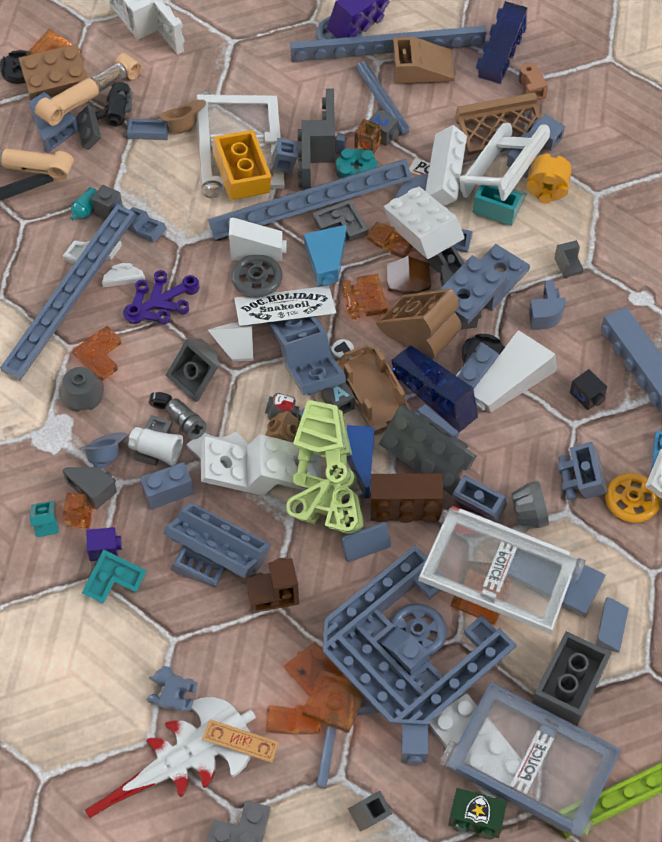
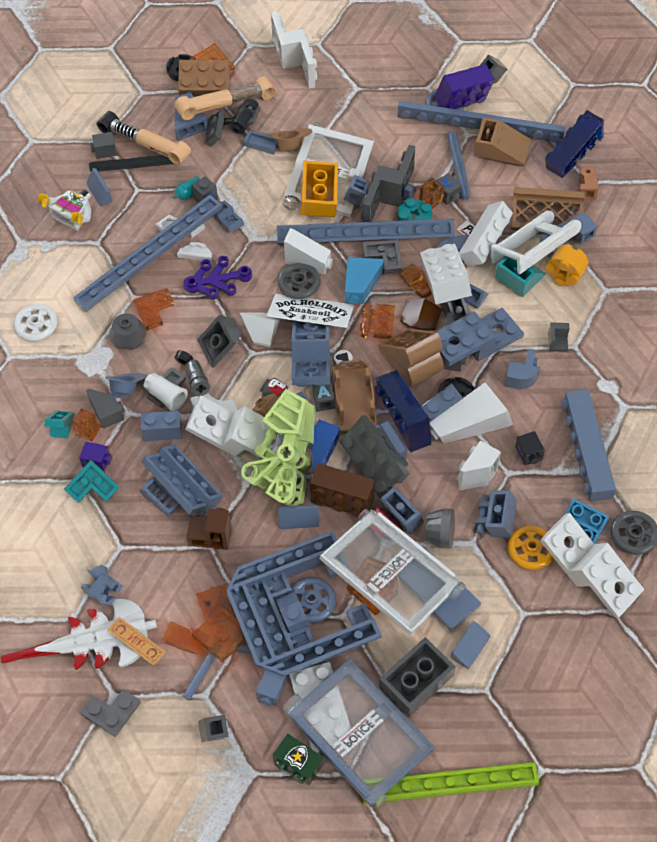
camera: 20 degrees right, 0 degrees up
(544, 425) = (479, 467): none -> white slope

